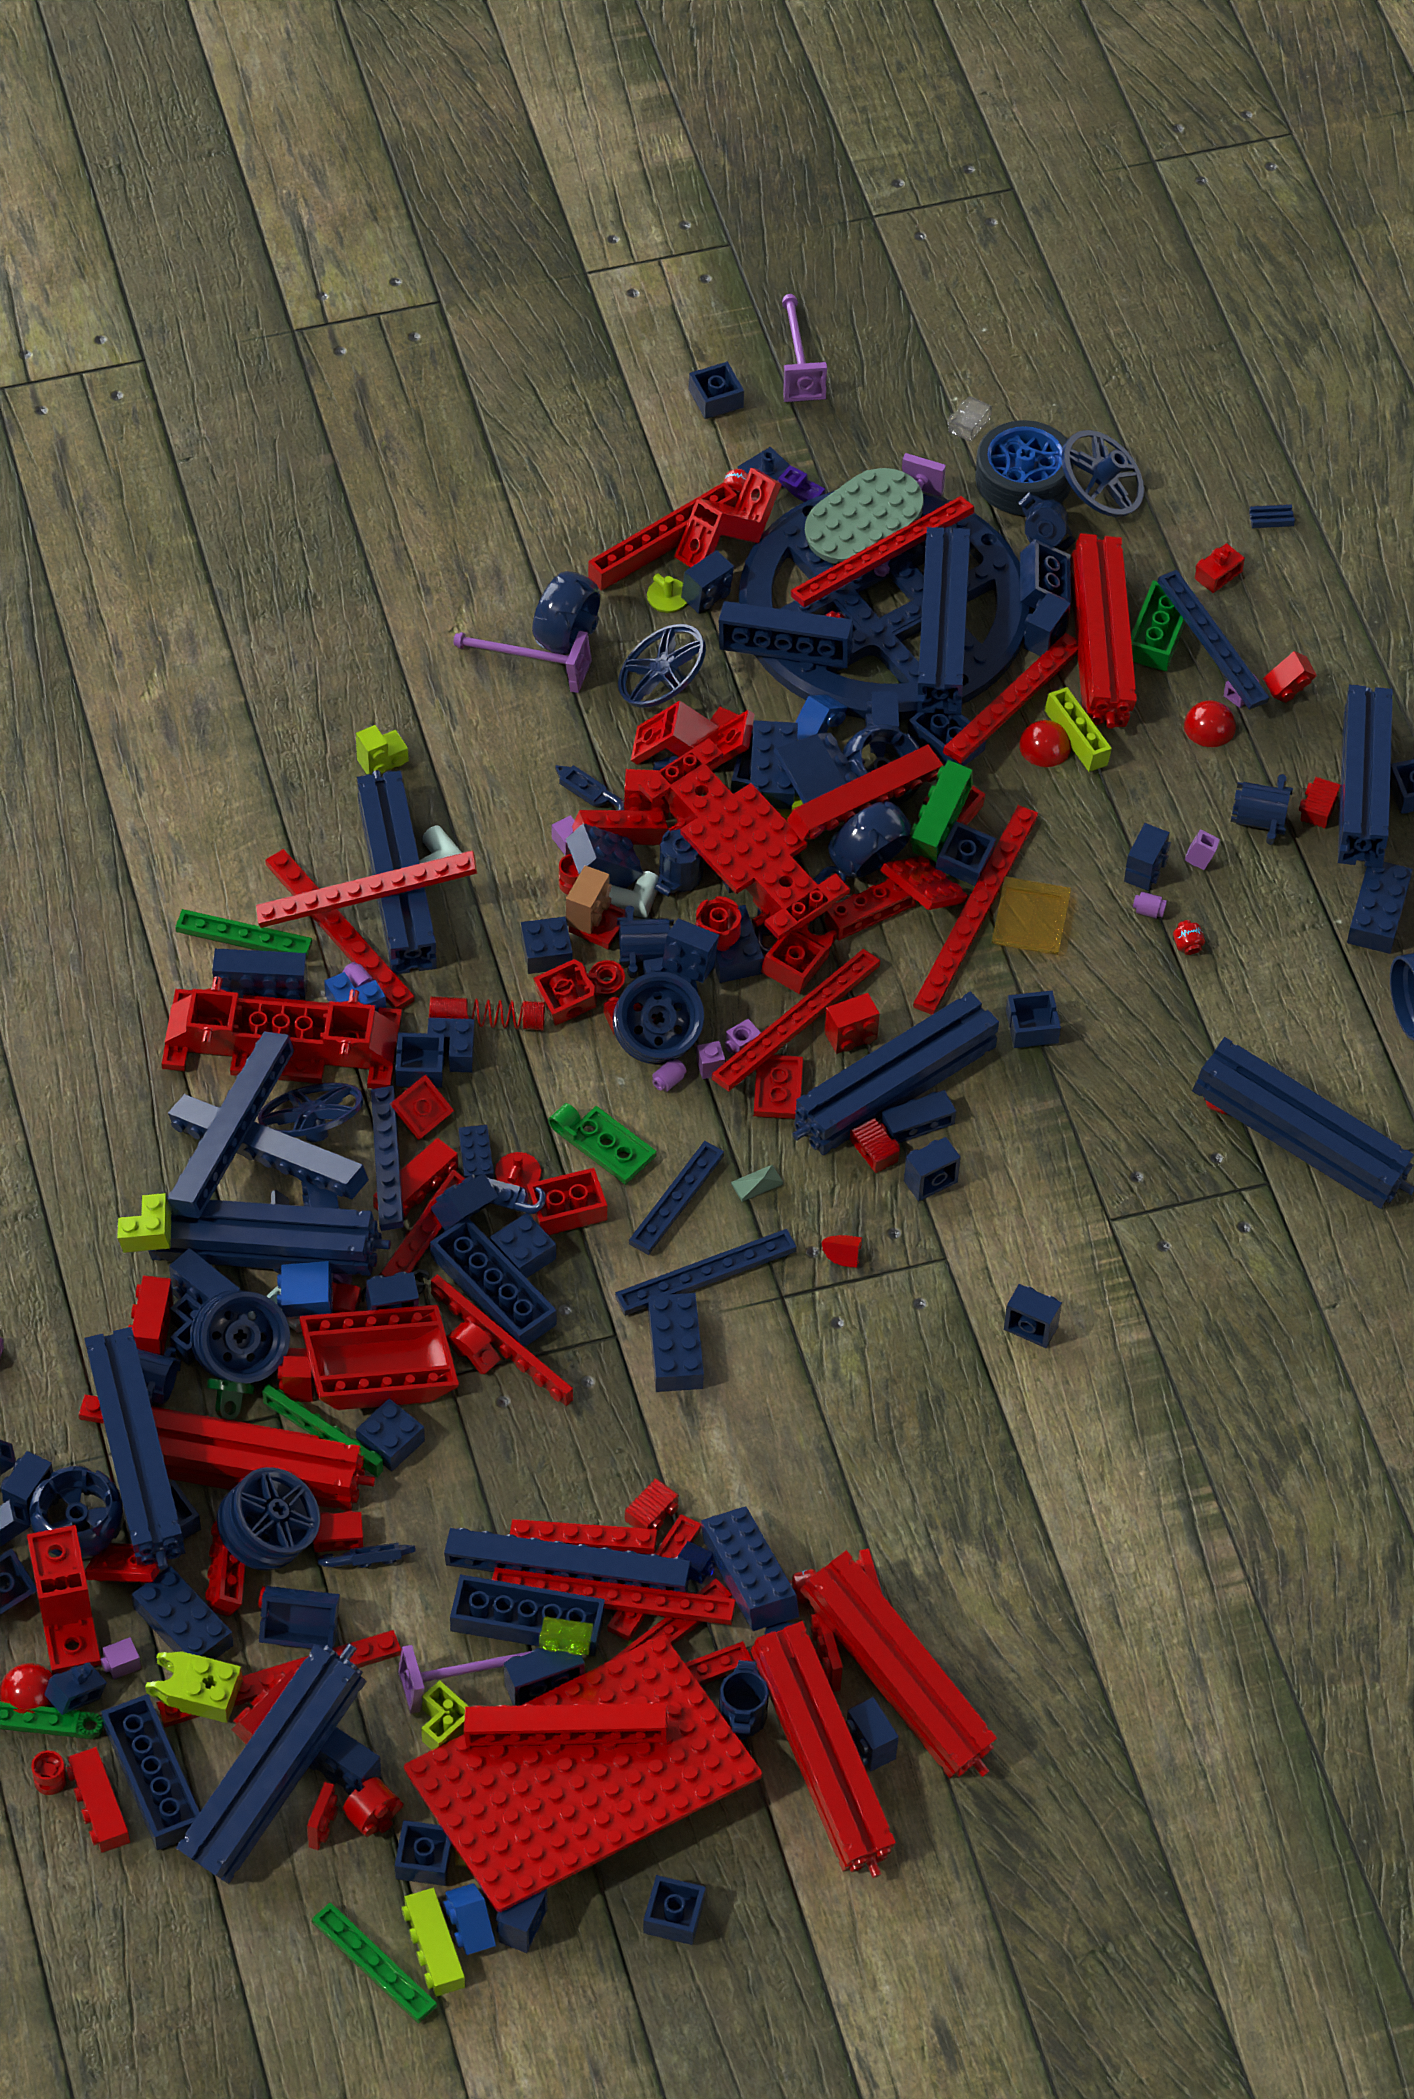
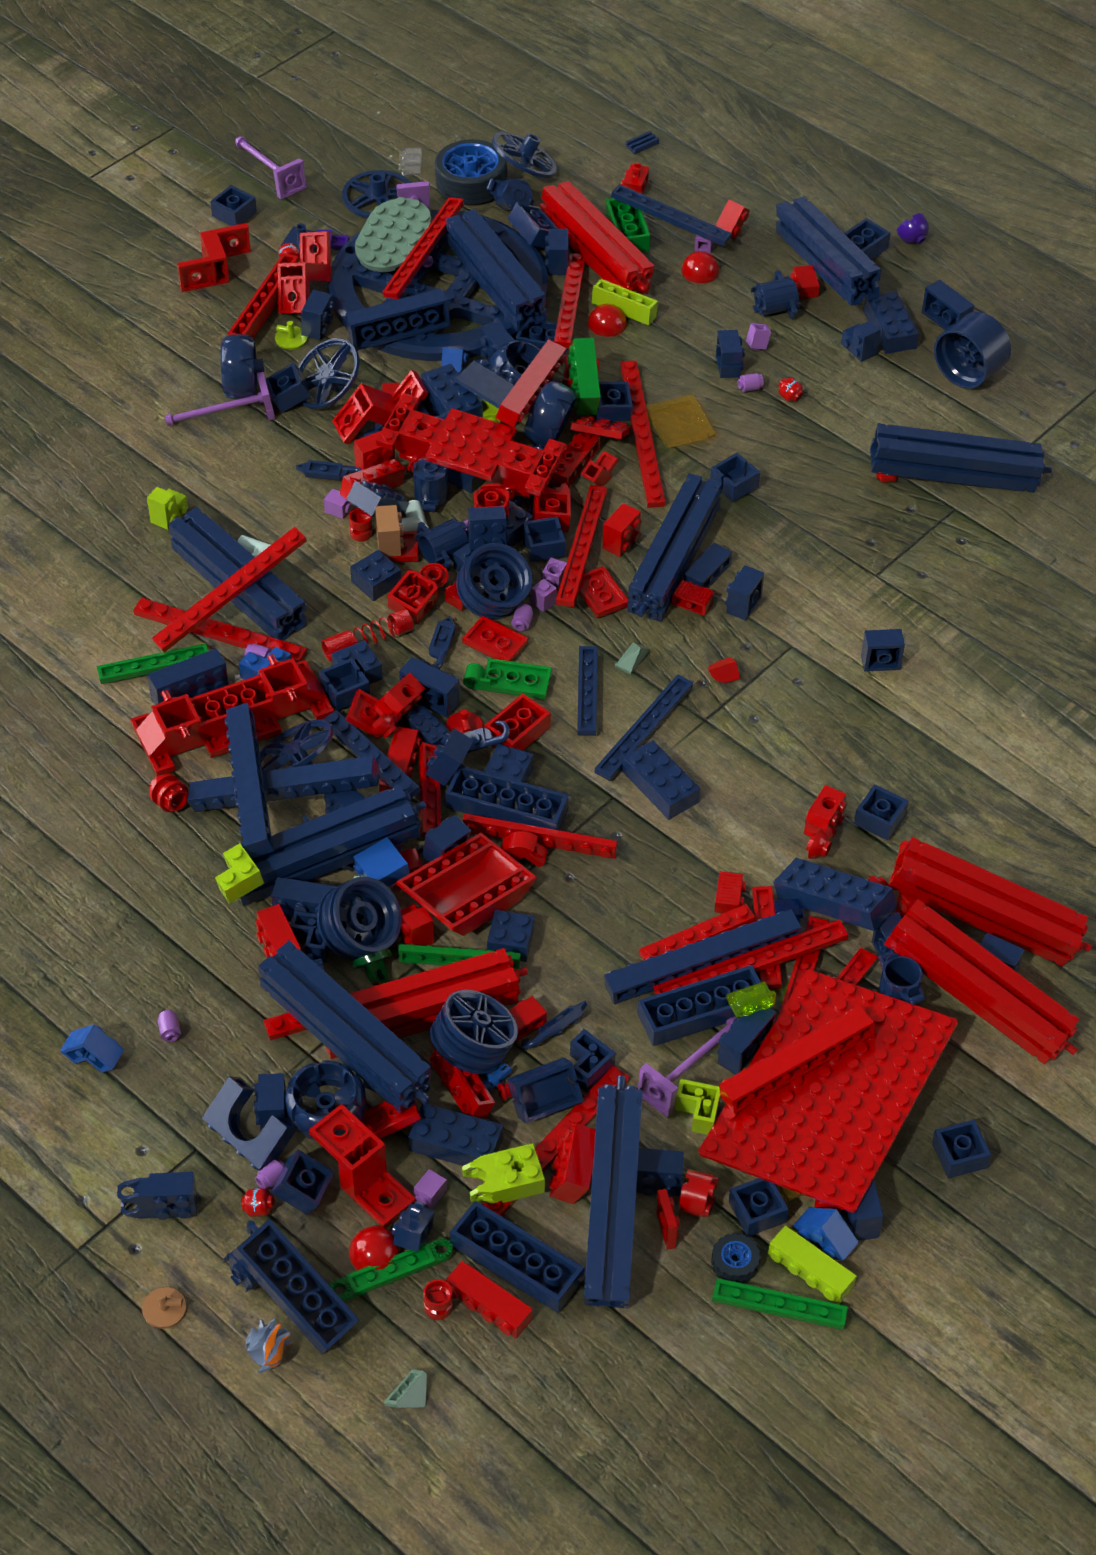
camera: 30 degrees left, 5 degrees down
(156, 1094) = (168, 792): none -> red piece
(265, 1579) = (496, 1077): none -> blue pin
(363, 1880) = (745, 1252): none -> black wheel
(373, 1615) = (593, 1059): none -> dark blue brick
(450, 1112) = (394, 702): none -> red brick
(505, 1109) = (441, 688): none -> dark blue brick
(560, 1061) = (441, 641): none -> dark blue plate
(610, 662) = (288, 387): none -> dark blue brick
(620, 1087) = (494, 640): none -> red plate
(639, 464) = (215, 250): none -> red bracket
(759, 991) = (544, 539): none -> dark blue piece
(807, 1482) = (822, 821): none -> red brick
(882, 1503) = (881, 812): none -> dark blue brick
(884, 939) = (599, 472): none -> red brick
(900, 440) = (374, 192): none -> dark blue wheel
(1322, 914) = (861, 340): none -> dark blue brick

